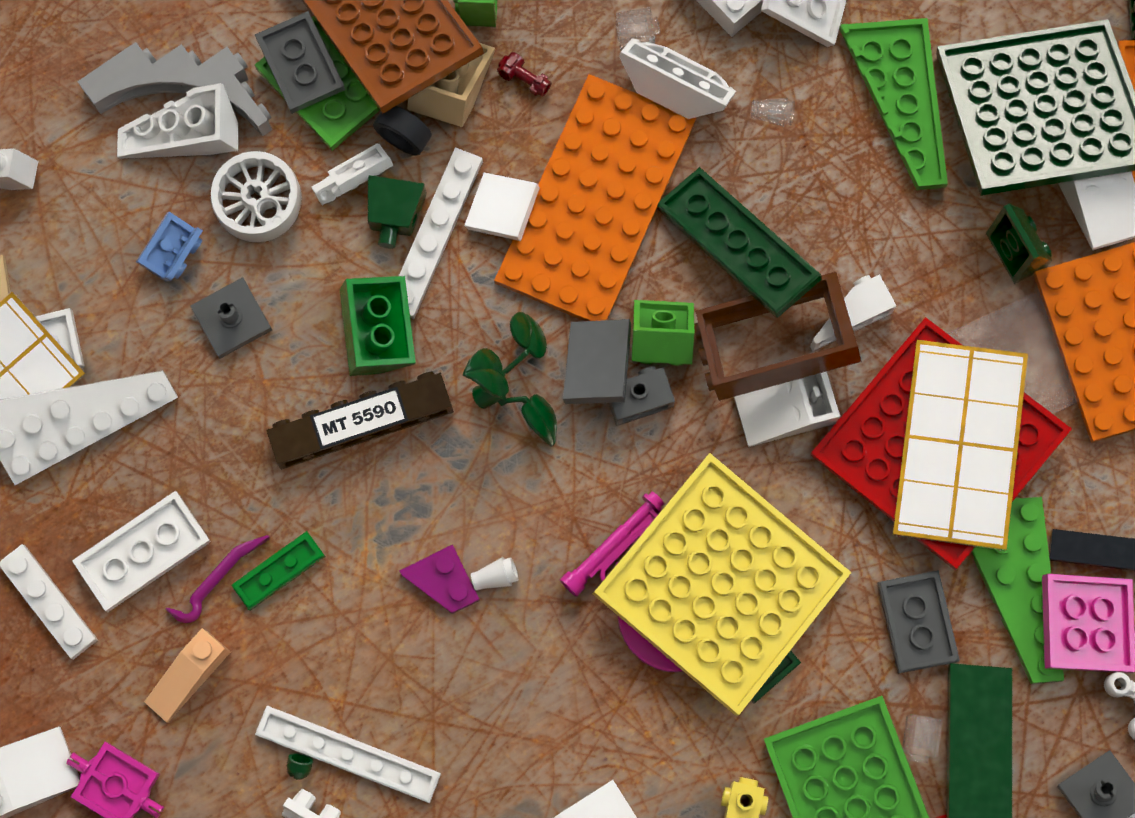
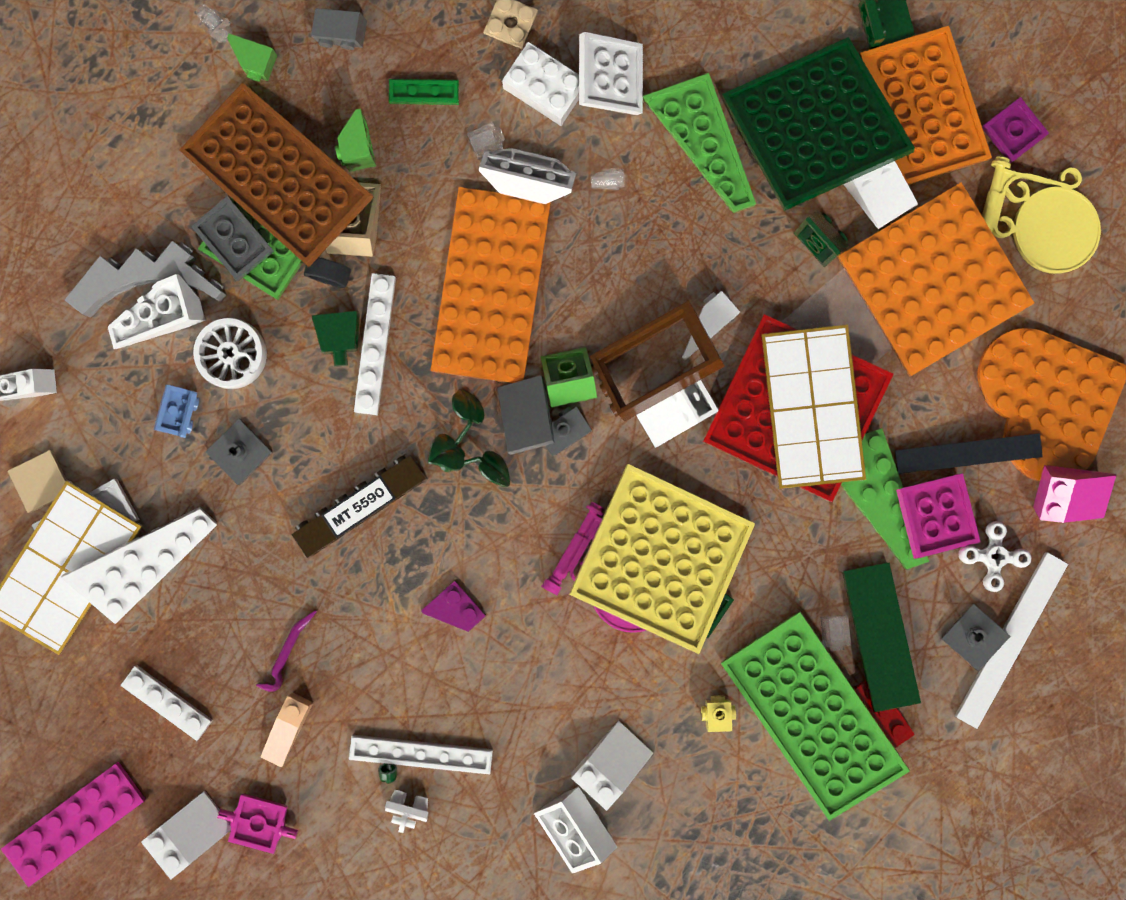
camera: 15 degrees left, 10 degrees up
(141, 551) = (225, 648): white plate -> none
(278, 570) = (331, 634): green tile -> none
(352, 173) = (299, 315): white hinge -> none
(376, 325) = (351, 430): green slope -> none
(497, 574) = (493, 594): white cone -> none
(502, 206) = (420, 311): white tile -> none
(512, 66) = (396, 197): dark red bar -> none
(739, 242) = (608, 293): dark green tile -> none
(918, 622) = (812, 545): dark grey tile -> none

